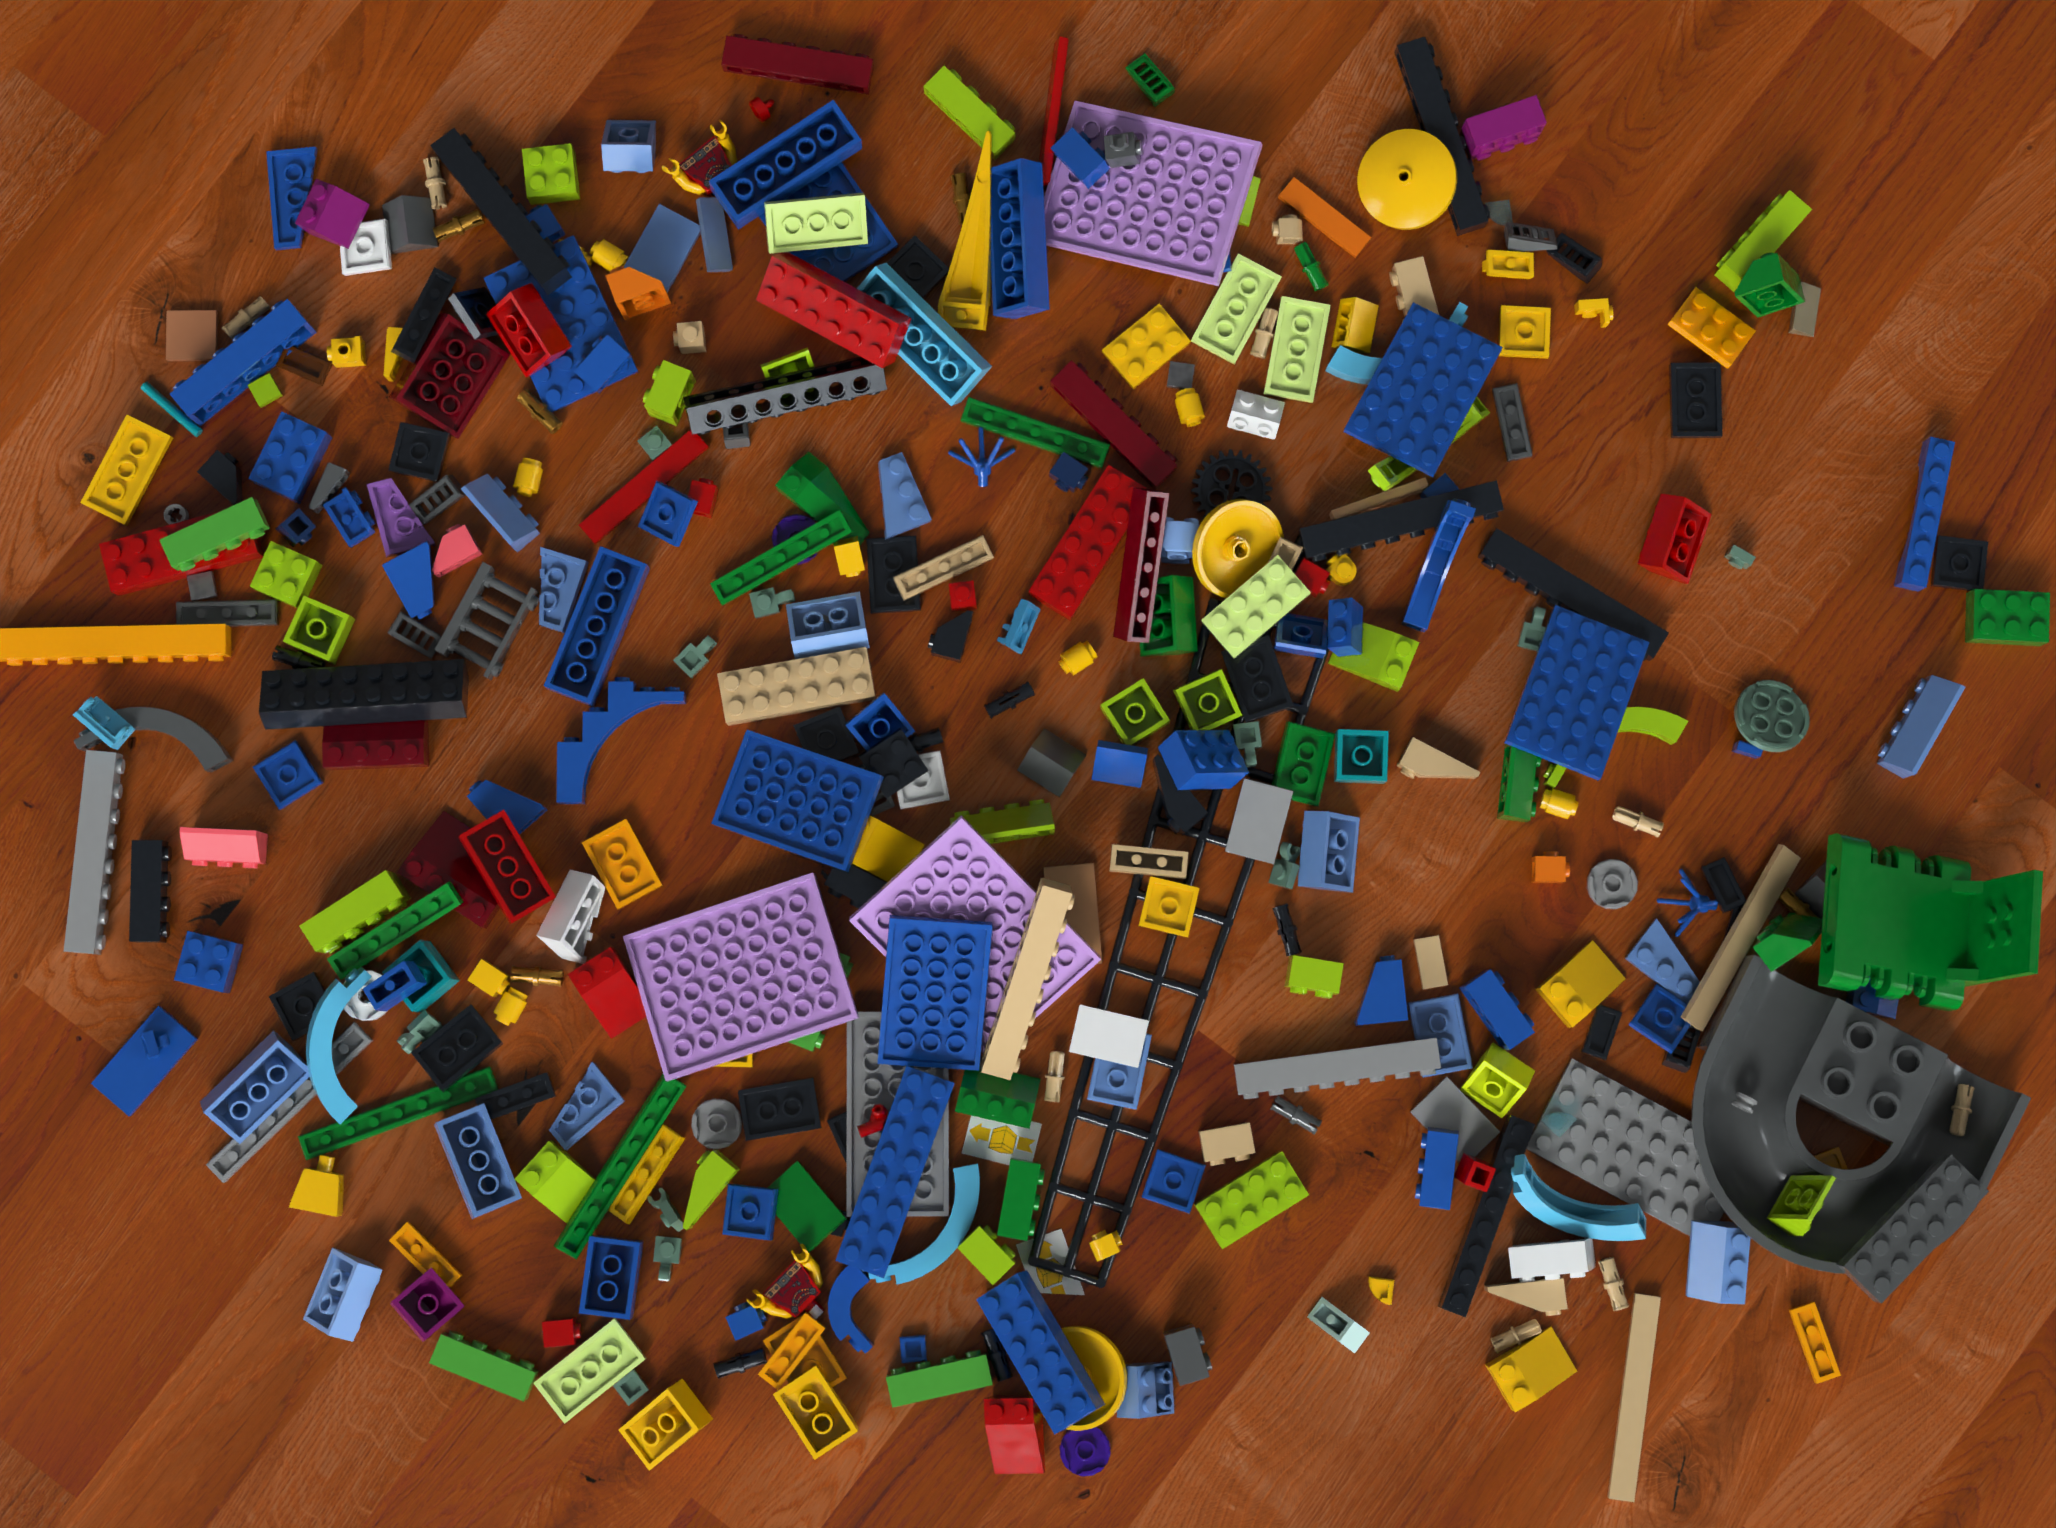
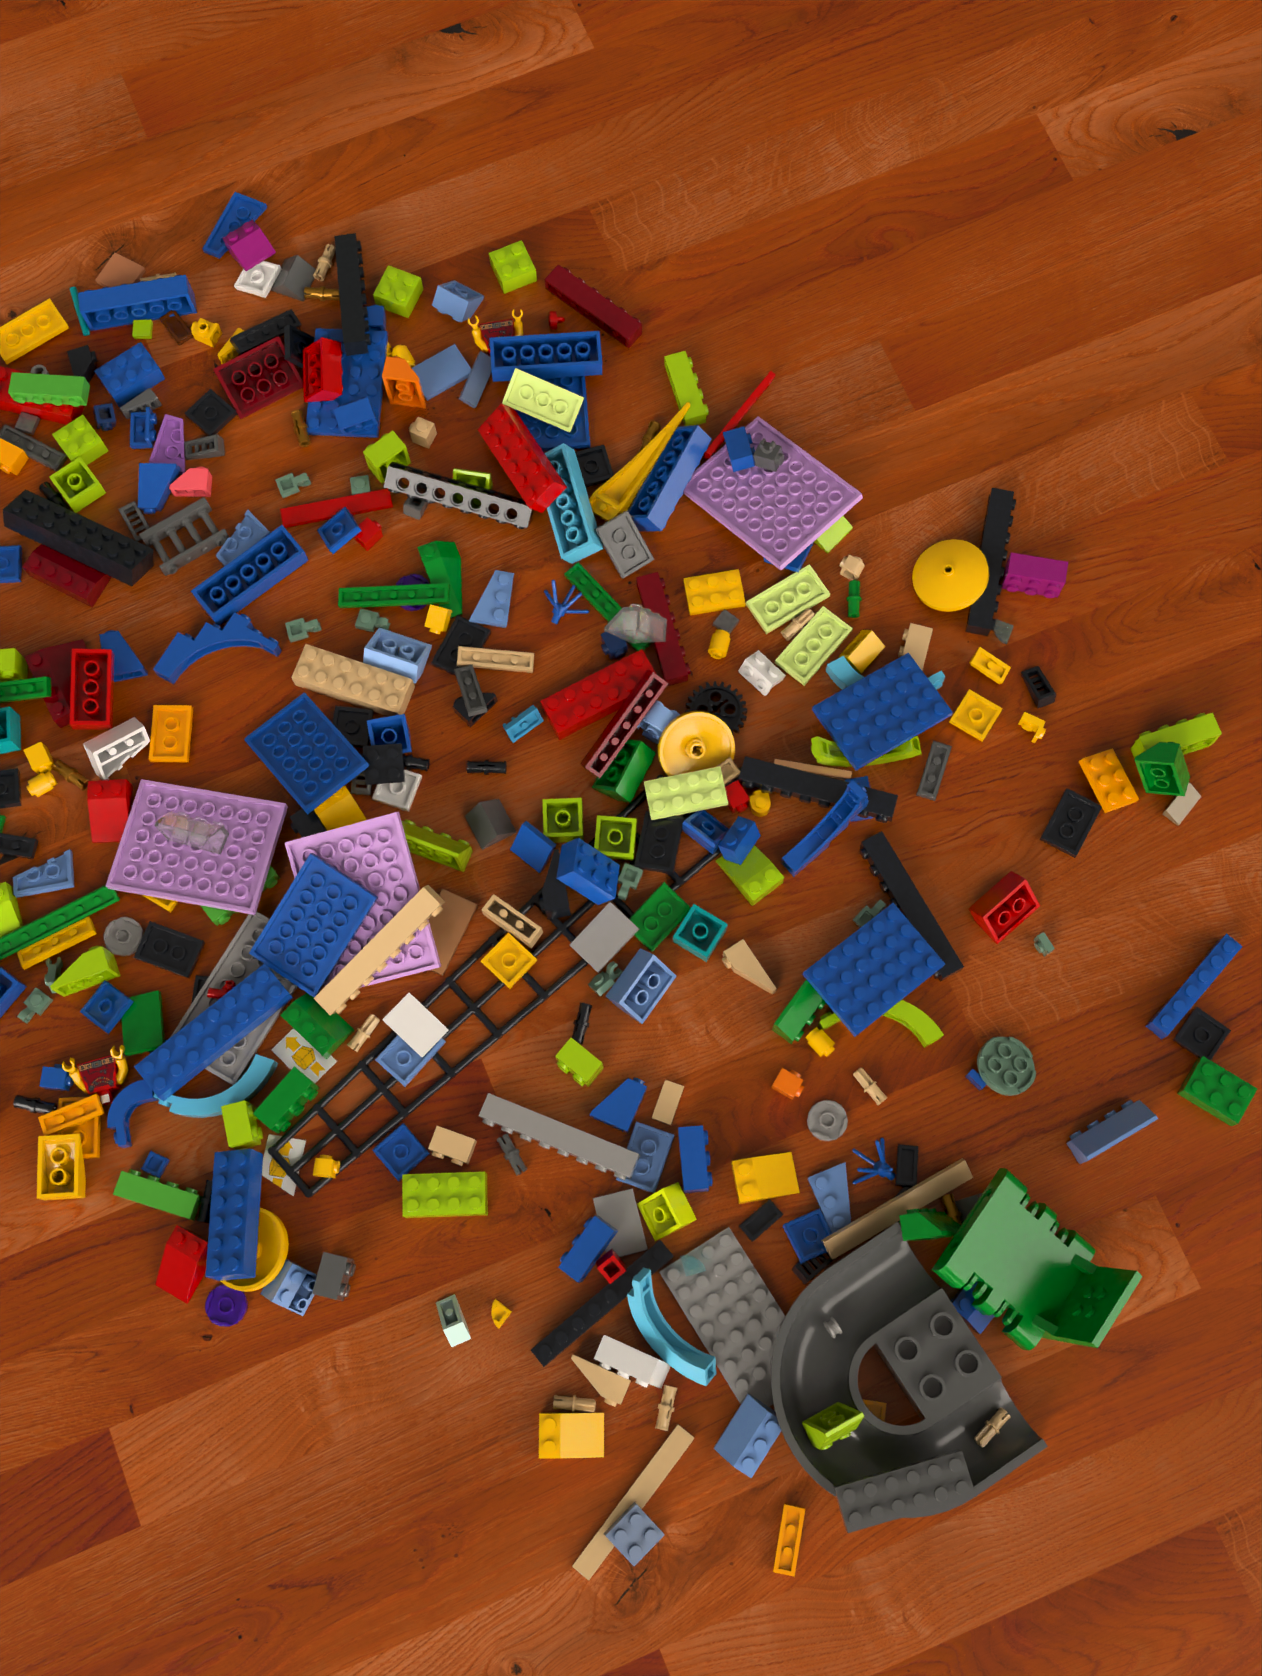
camera: 35 degrees right, 10 degrees down
(502, 511) = (236, 473): medium blue slope -> none
(528, 477) = (267, 463): yellow brick -> none
(570, 488) = (290, 485): none -> sand green plate
(670, 66) = (513, 267): none -> lime brick
(731, 963) = (193, 831): none -> clear slope
(941, 622) = (470, 690): none -> dark grey tile
(962, 596) = (496, 683): red brick -> none
(1012, 347) = (624, 544): none -> tile
(1077, 658) = (548, 764): yellow brick -> none
(1094, 441) = (638, 625): none -> clear slope
(1160, 96) = (815, 442): green slope -> none
(1324, 217) = (881, 573): orange tile -> none
(1528, 238) = (1013, 656): dark grey slope -> none
(1654, 1429) = (634, 1534): none -> sand blue plate

